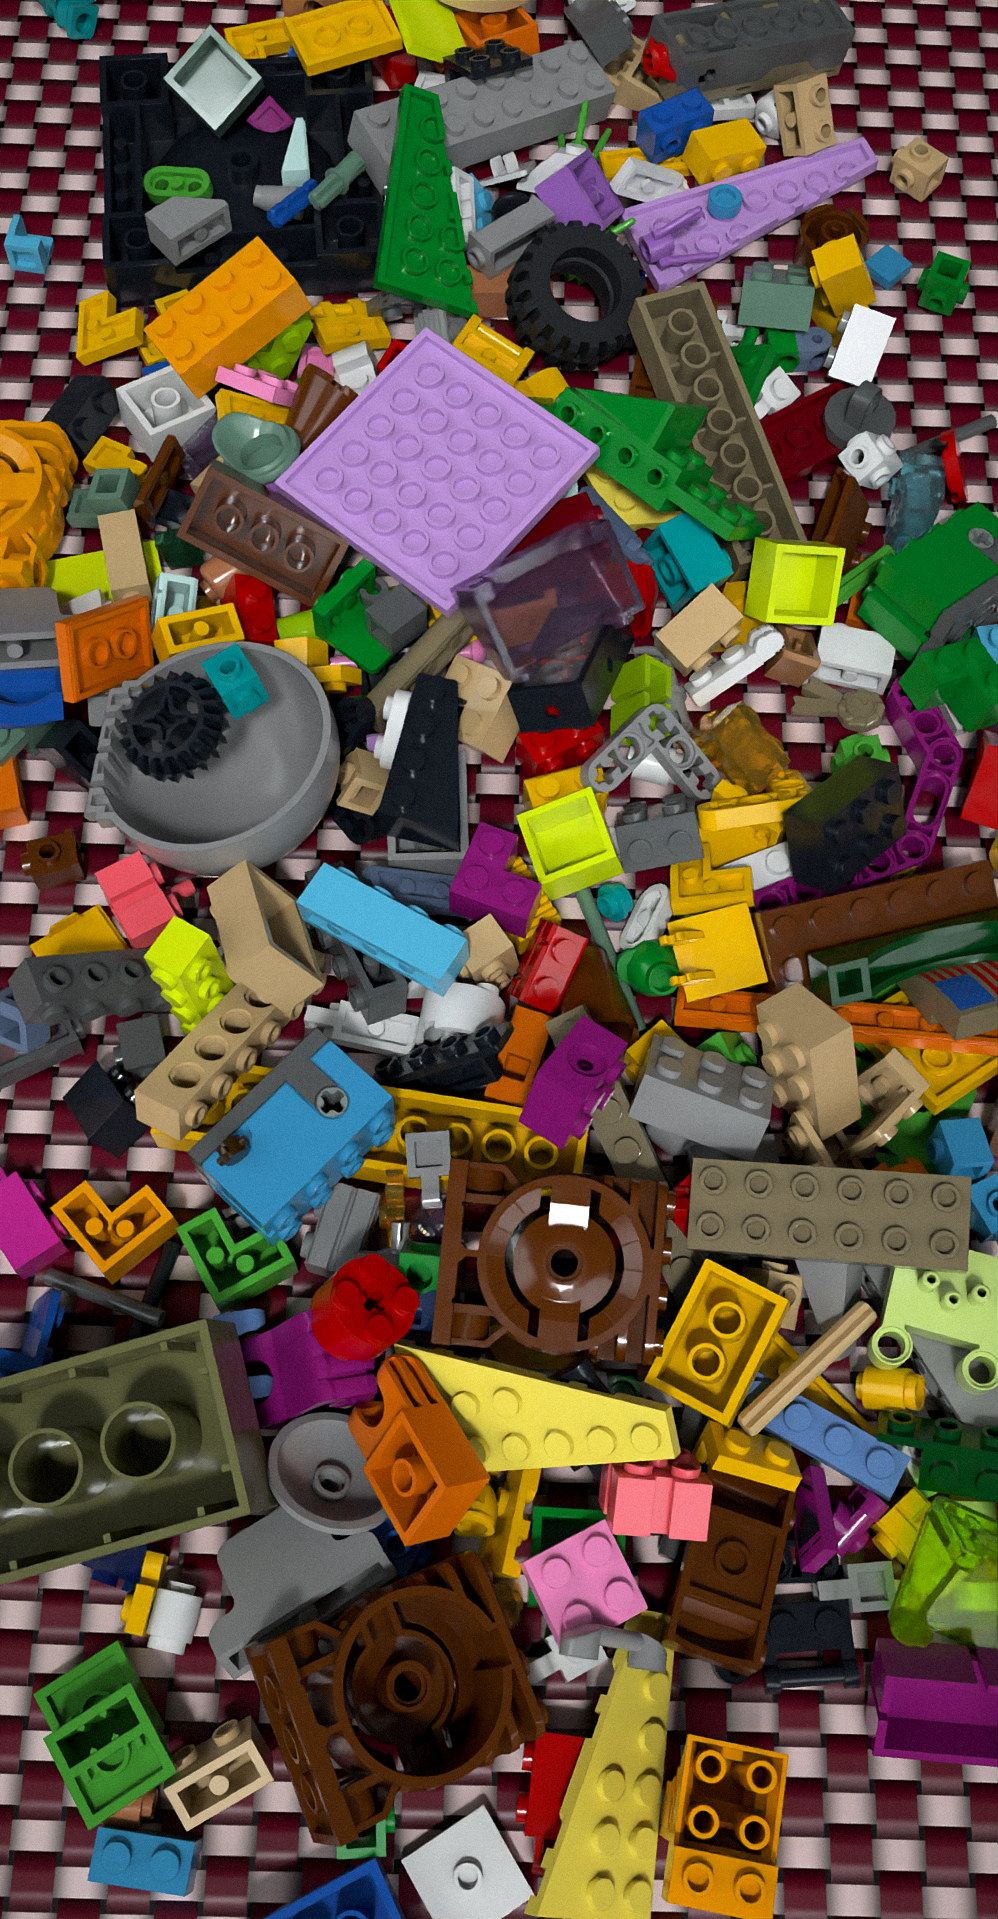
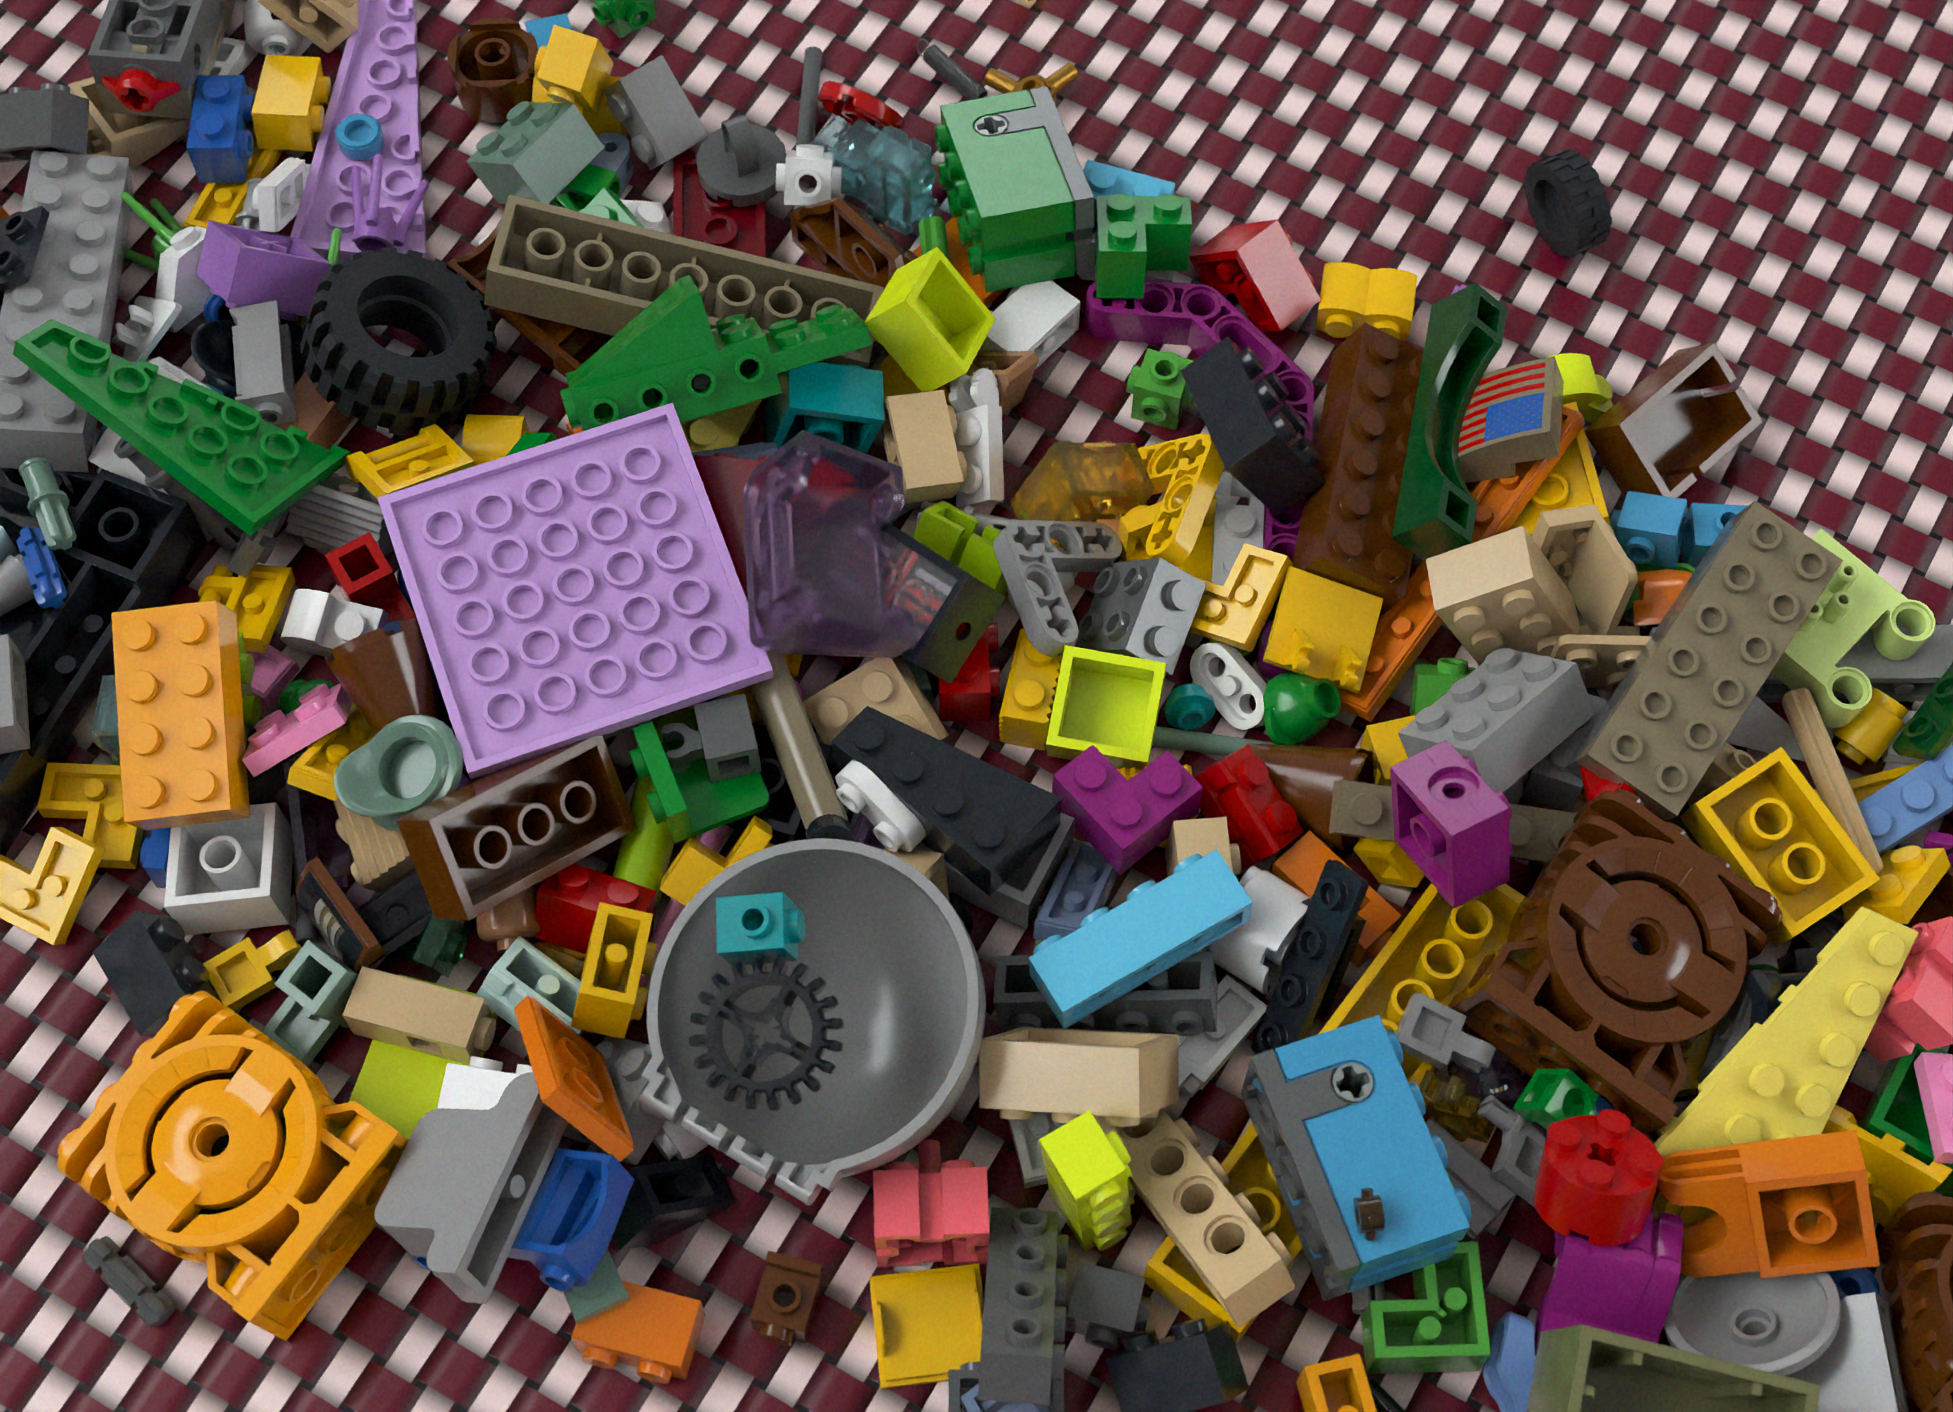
camera: 60 degrees left, 5 degrees down
(856, 710) = (1088, 358): dark tan piece -> none

